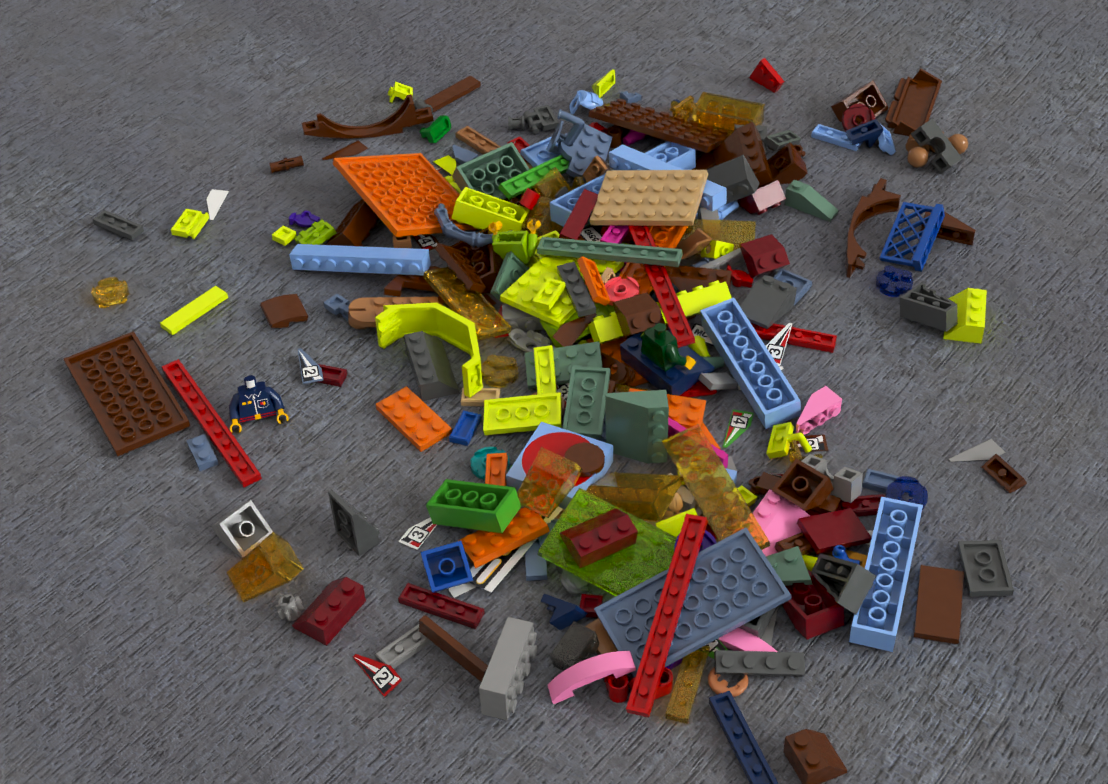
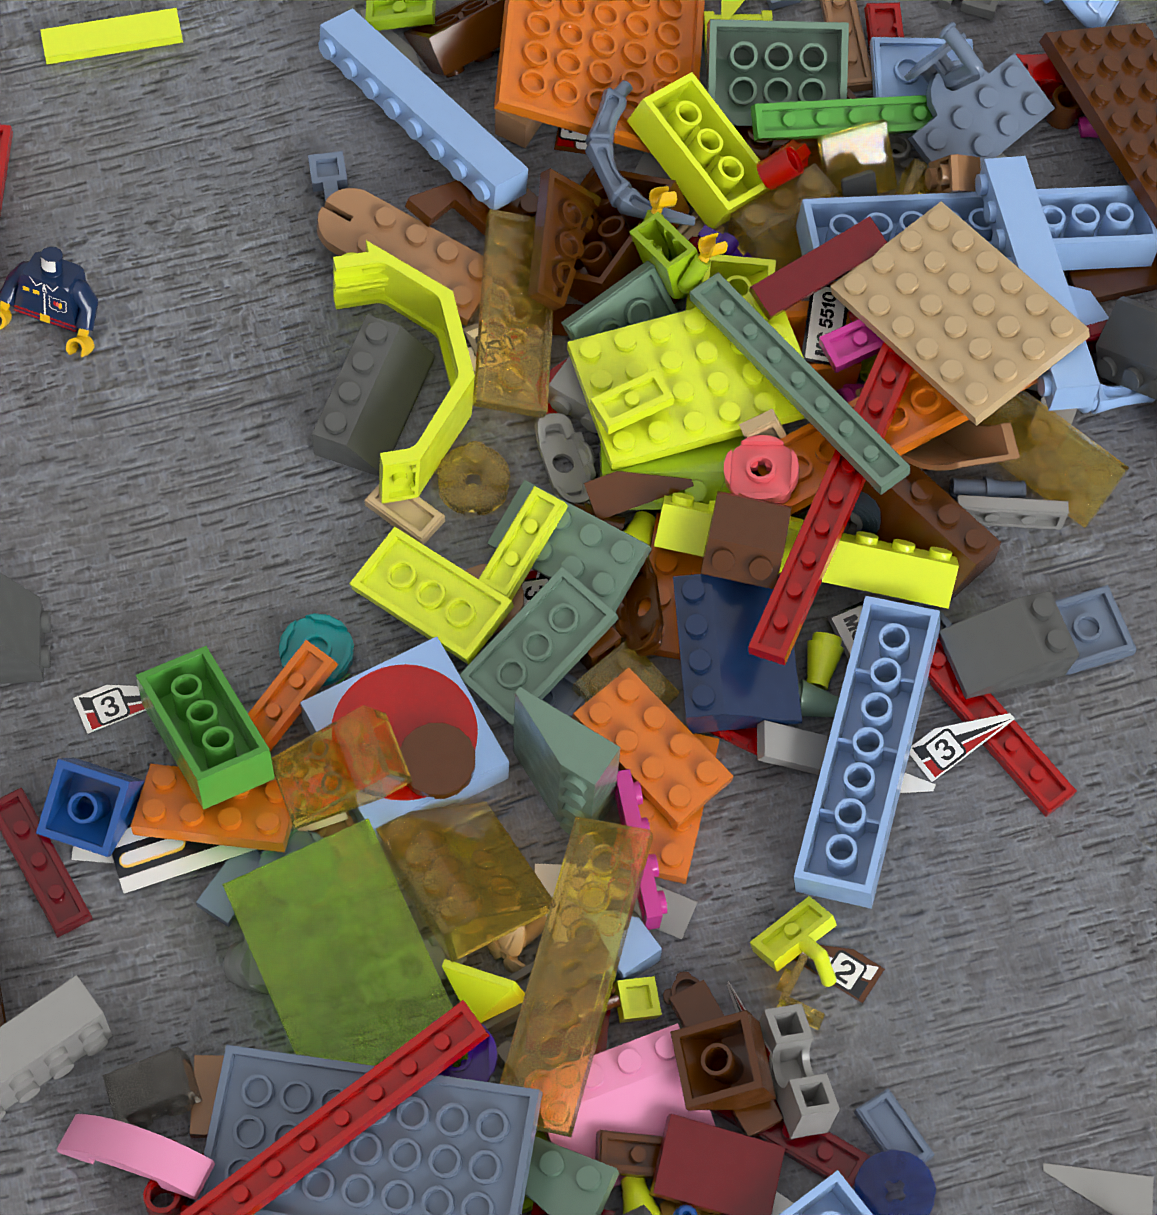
camera: 30 degrees right, 20 degrees up
(283, 310) = (240, 129): reddish brown slope -> none
(309, 368) = (189, 276): sticker -> none
(333, 375) = (209, 302): dark red tile -> none
(413, 418) = (271, 482): orange plate -> none
(465, 428) = (333, 555): blue tile -> none
(563, 612) = (193, 1008): dark blue slope -> none
(576, 289) = (687, 420): dark grey plate -> none
(589, 602) = (245, 1024): dark red plate -> none
(593, 281) = (723, 425): orange plate -> none
(599, 537) = (321, 928): dark red slope -> none
(662, 348) = (714, 644): dark green torso -> none
(718, 249) = (1023, 481): neon yellow bracket -> none
(739, 423) = (762, 850): sticker -> none
(740, 278) = (1020, 555): red piece -> none
(764, 255) = (1089, 544): dark red slope -> none
(819, 408) = (912, 917): bright pink slope -> none

